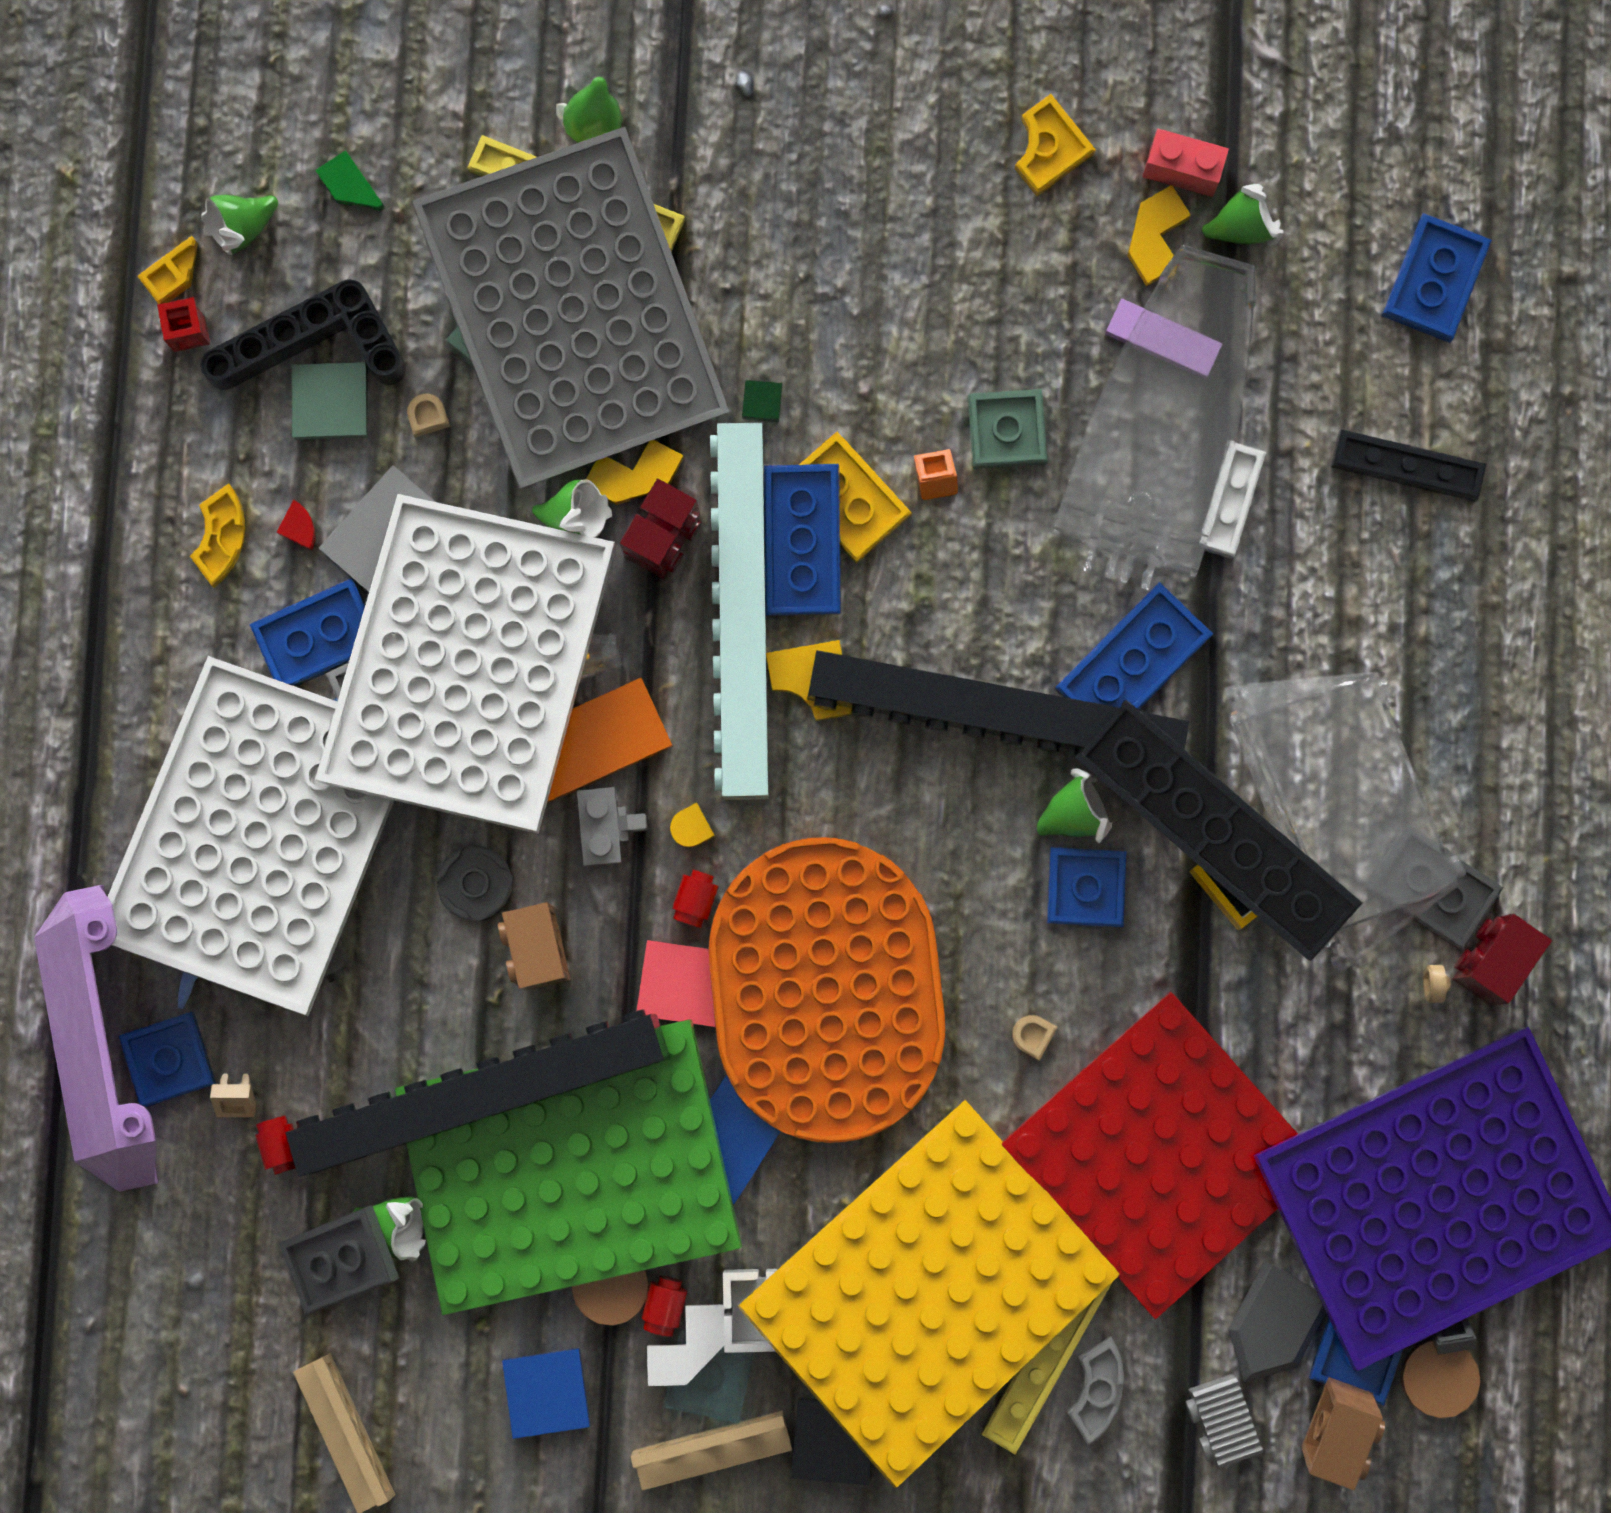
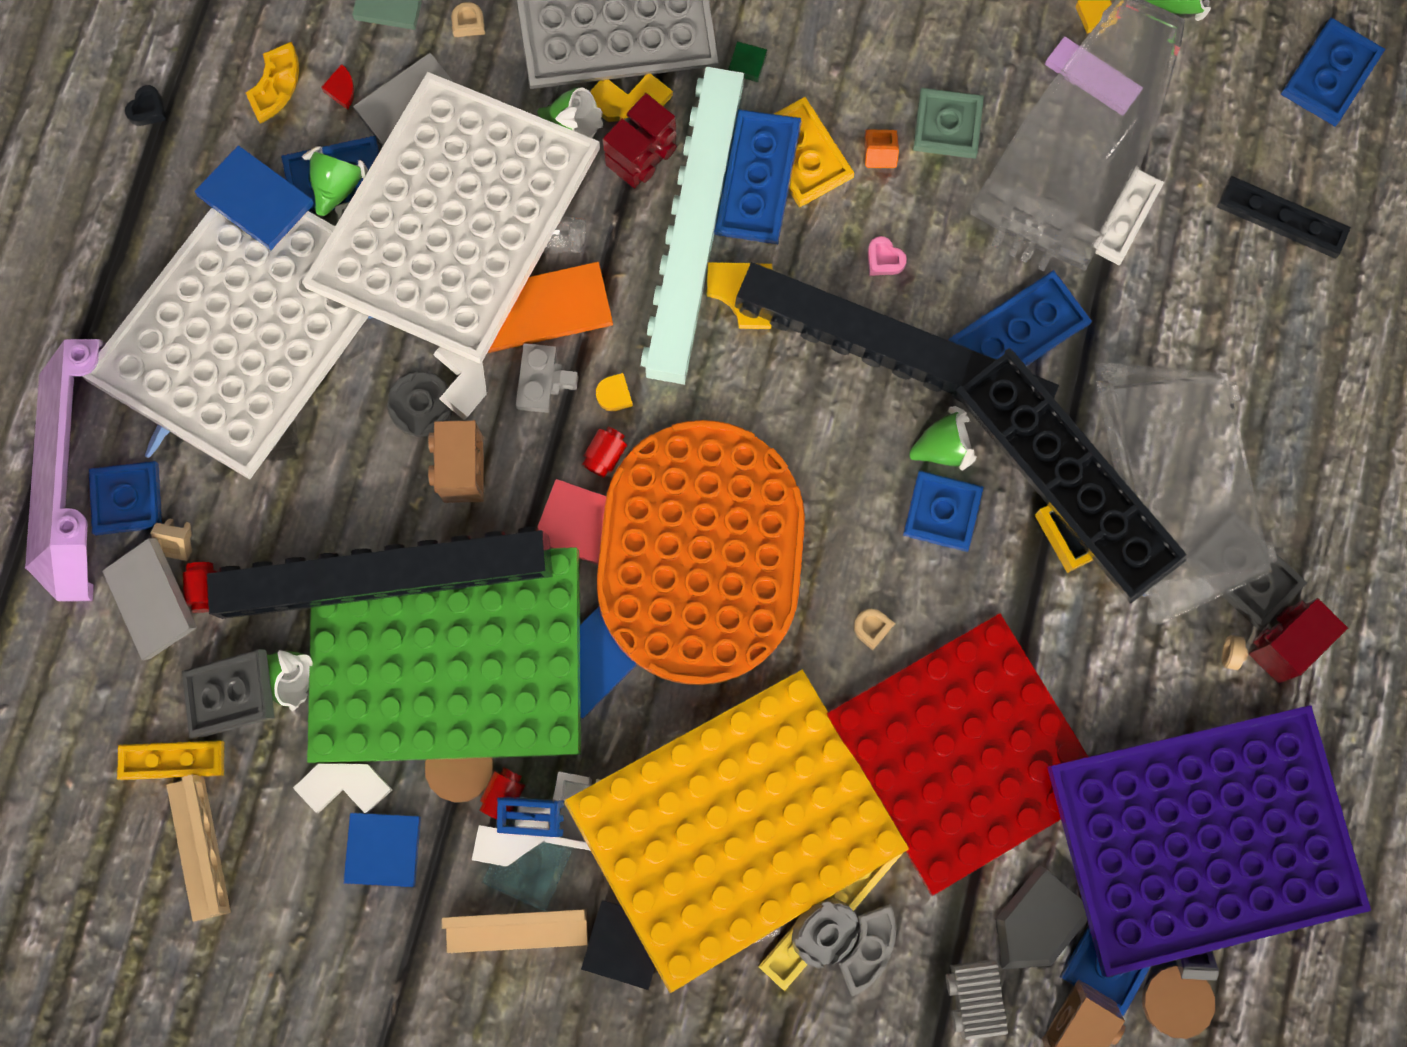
camera: 10 degrees right, 5 degrees down
(78, 595) = (146, 107): none -> black tile
(224, 1170) = (149, 599): none -> light grey tile
(234, 686) = (254, 197): none -> blue tile
(290, 1343) = (170, 760): none -> yellow tile
(317, 645) = (332, 179): none -> bright green hat
(501, 1323) = (329, 780): none -> white tile
(524, 857) = (468, 387): none -> white tile
(730, 1325) = (554, 816): none -> blue tile
(964, 605) = (884, 258): none -> bright pink tile
(1047, 1385) = (825, 933): none -> tile

